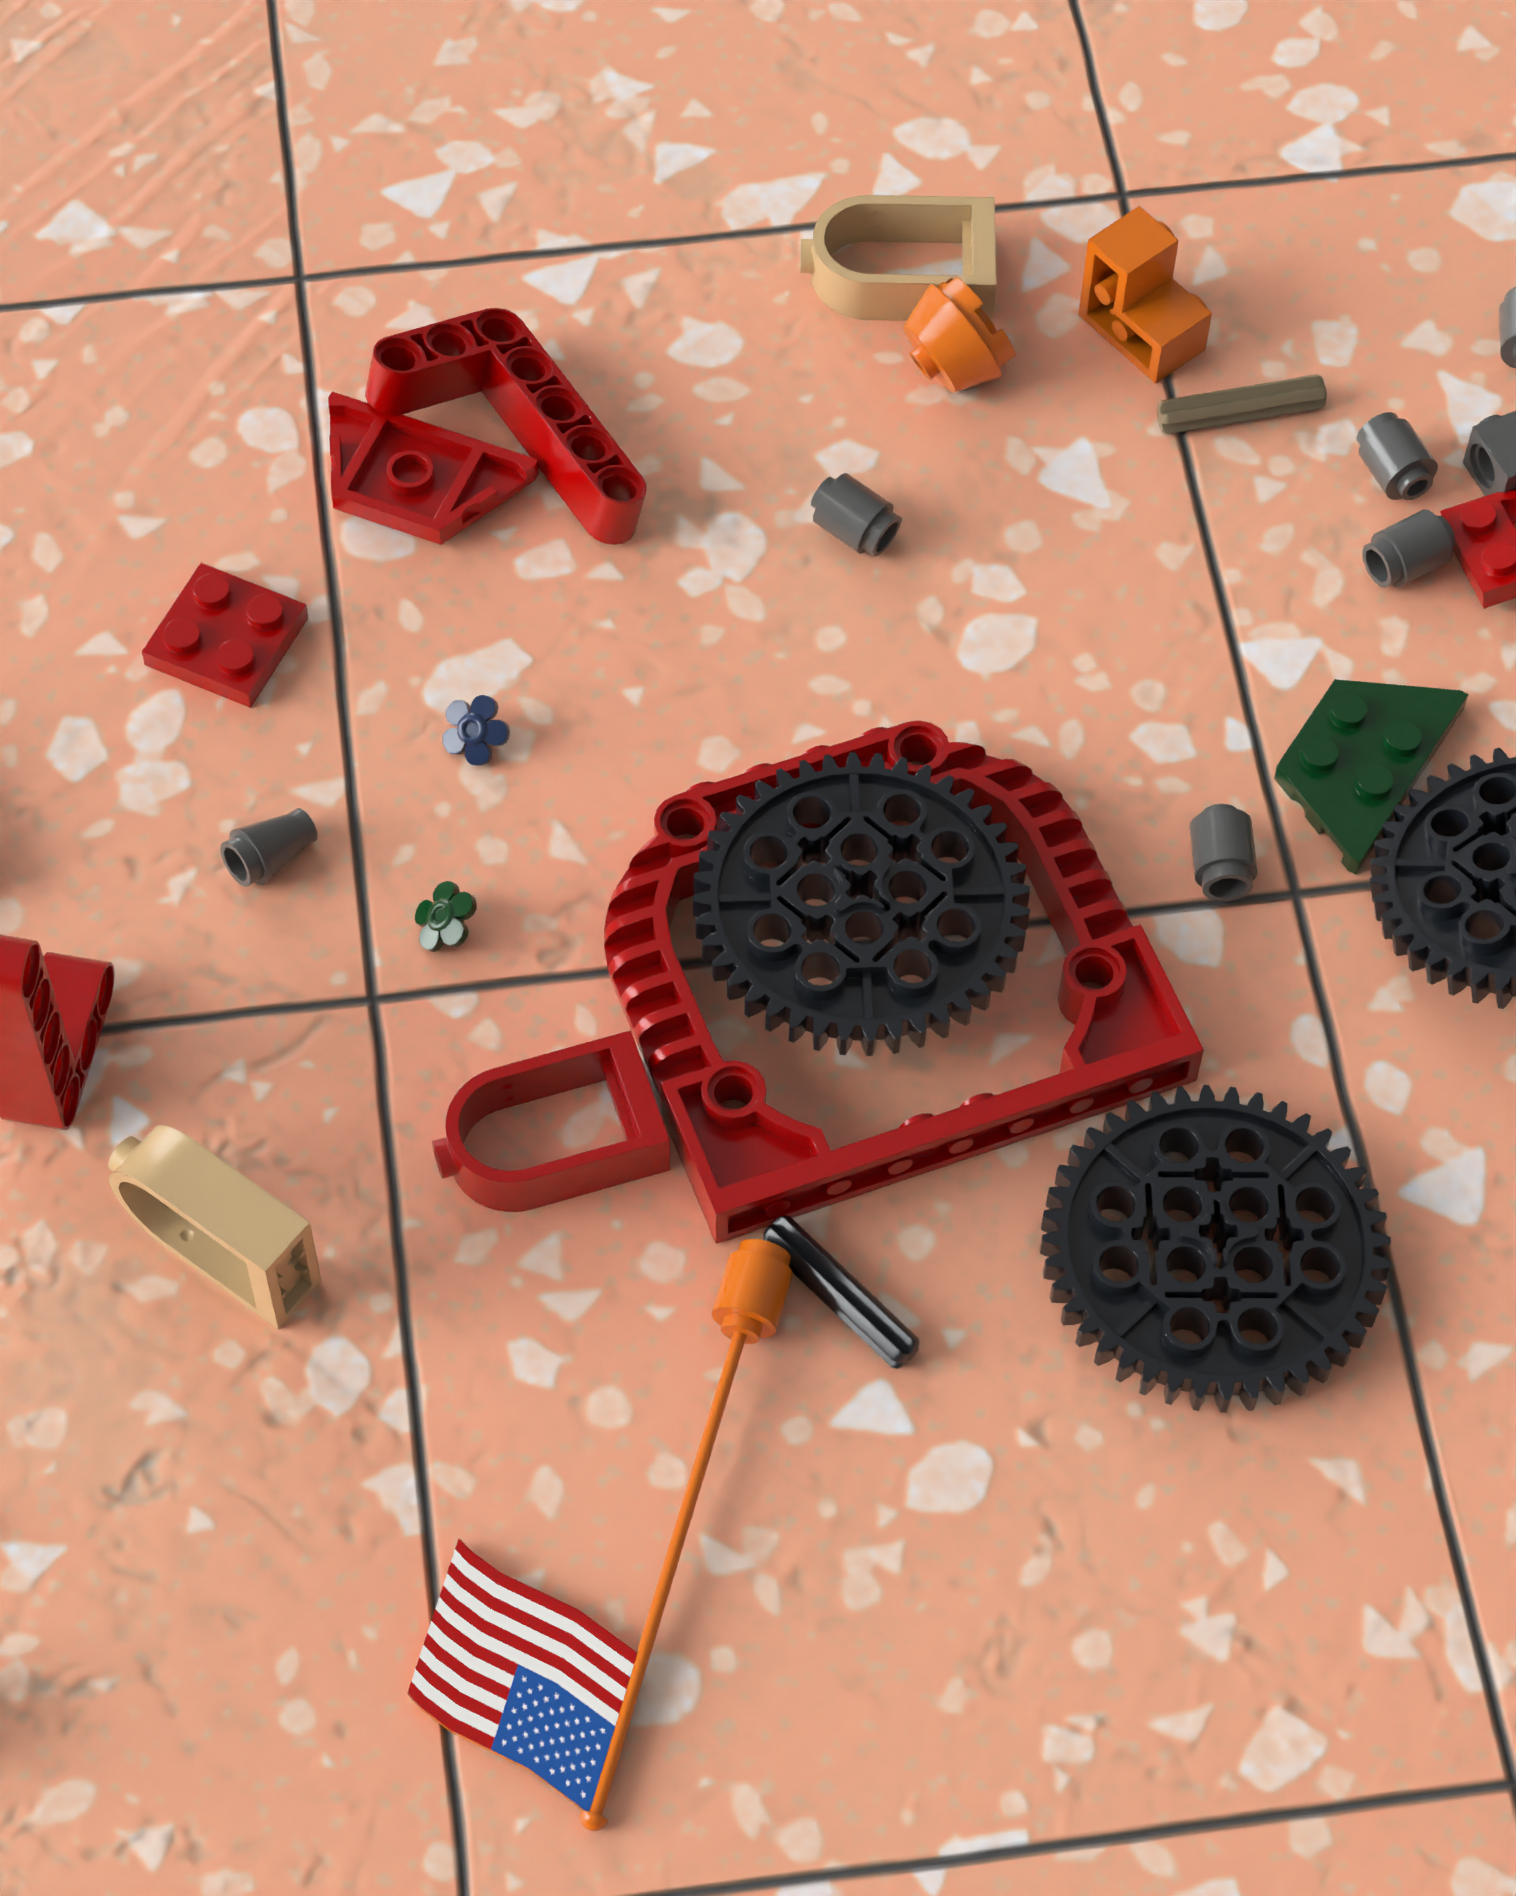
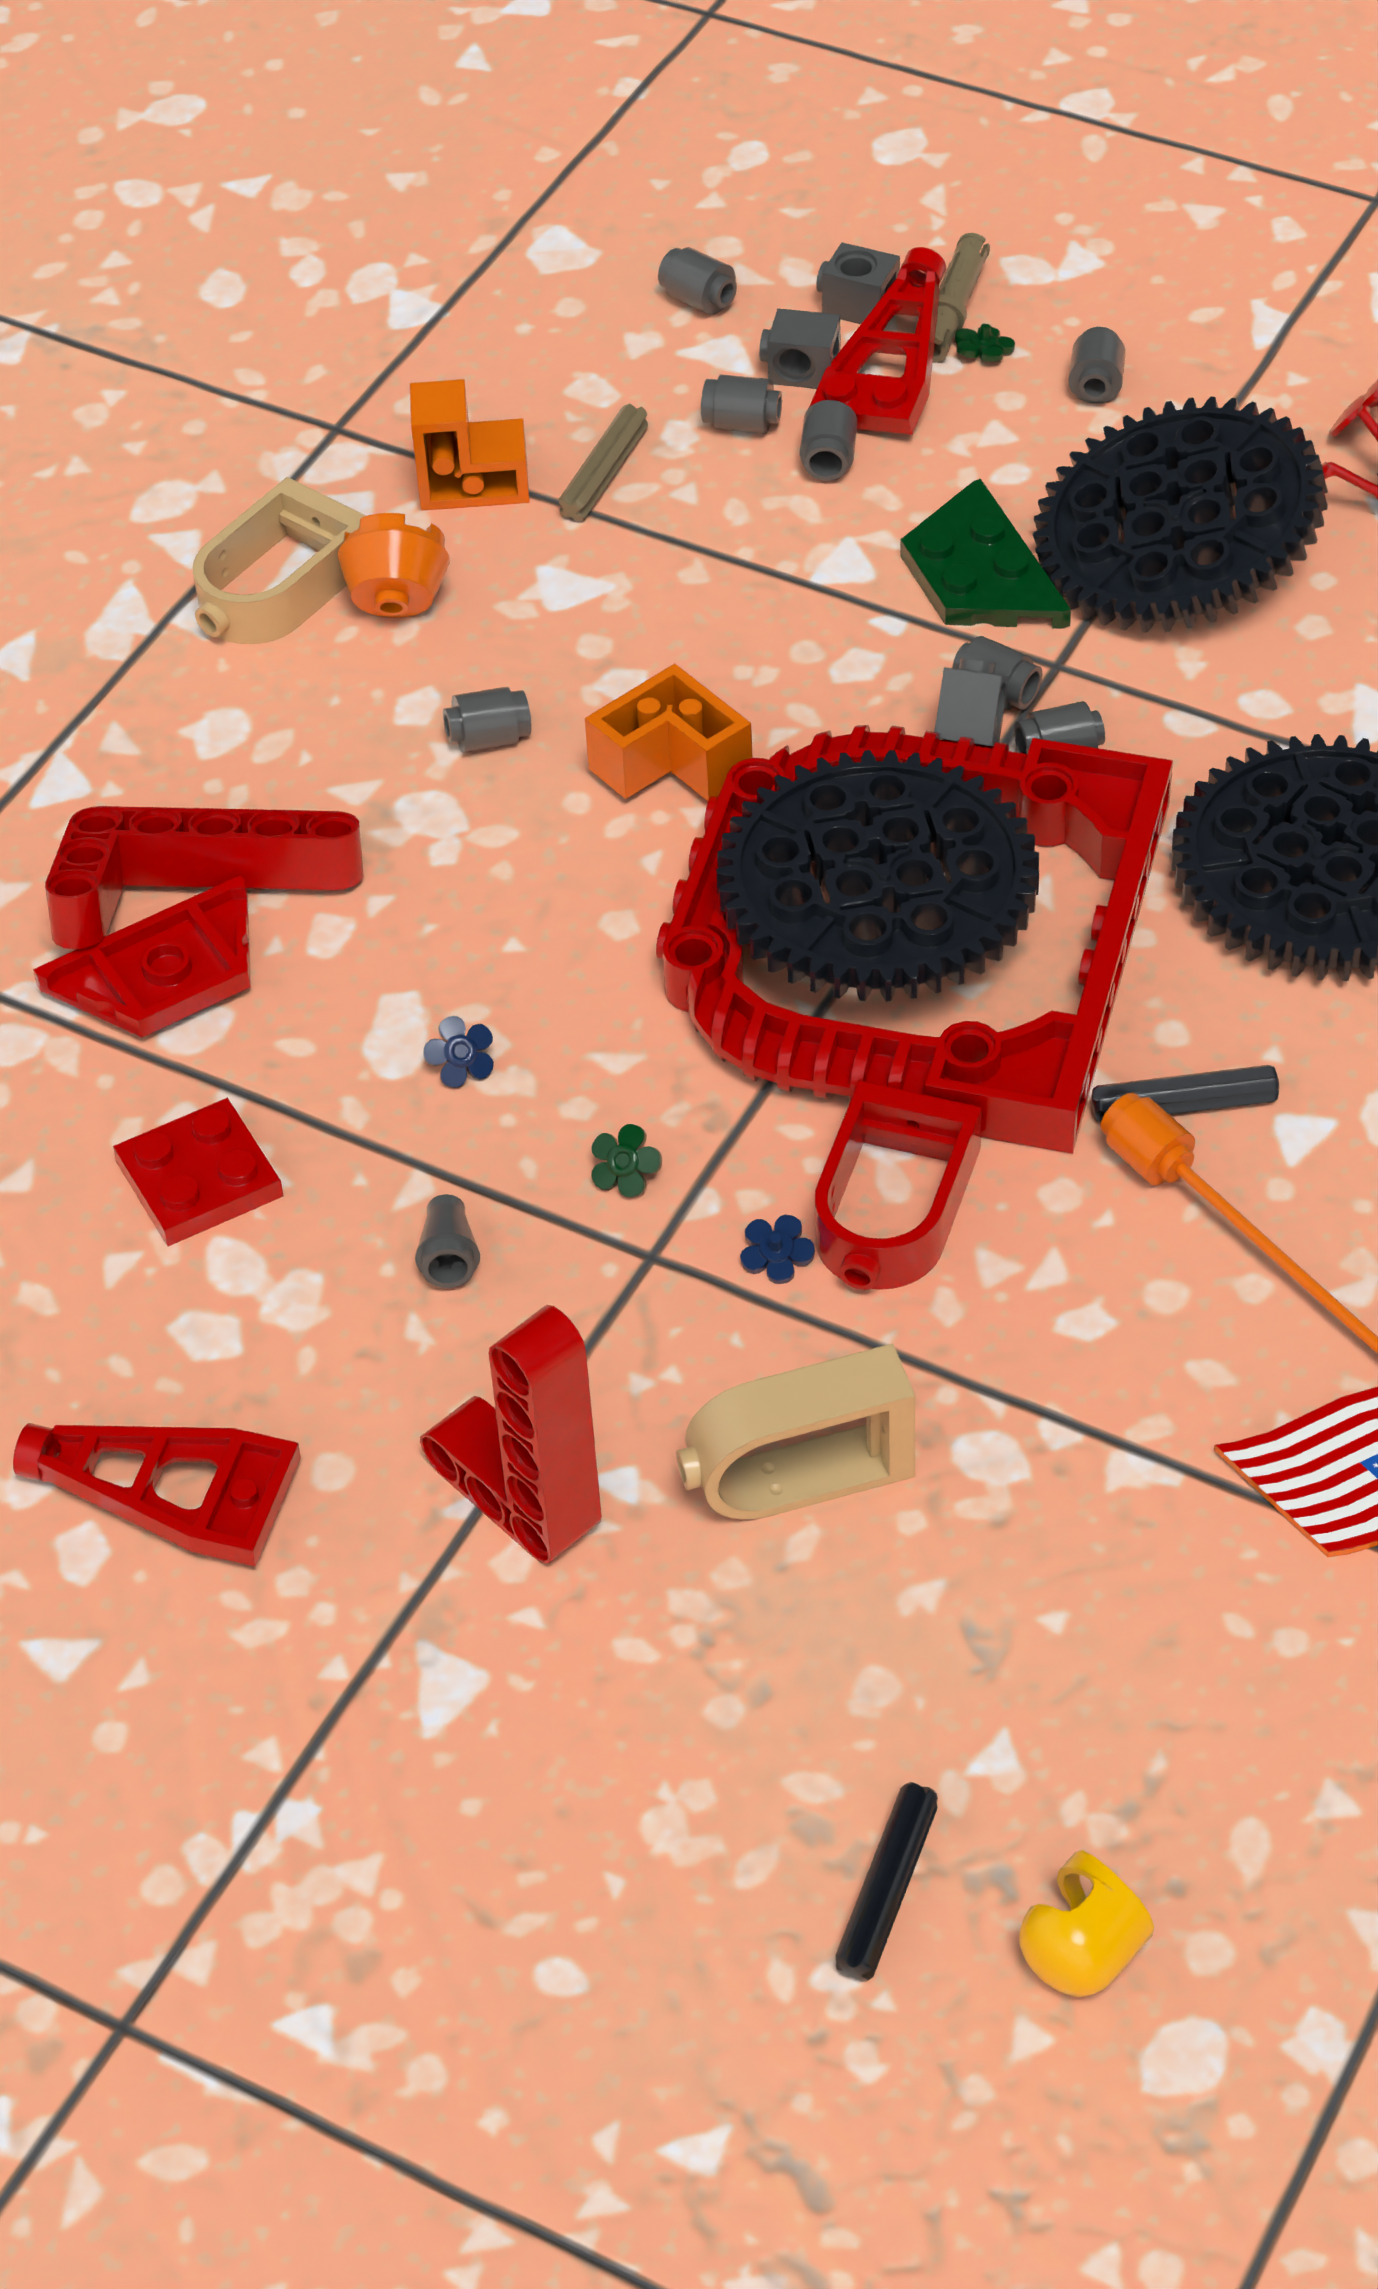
camera: 50 degrees left, 10 degrees down
(438, 1084) = (776, 1249): none -> dark blue plant
(931, 644) = (663, 729): none -> orange brick
(1152, 855) = (971, 702): none -> dark grey brick
(1188, 945) = (1064, 724): none -> dark grey brick

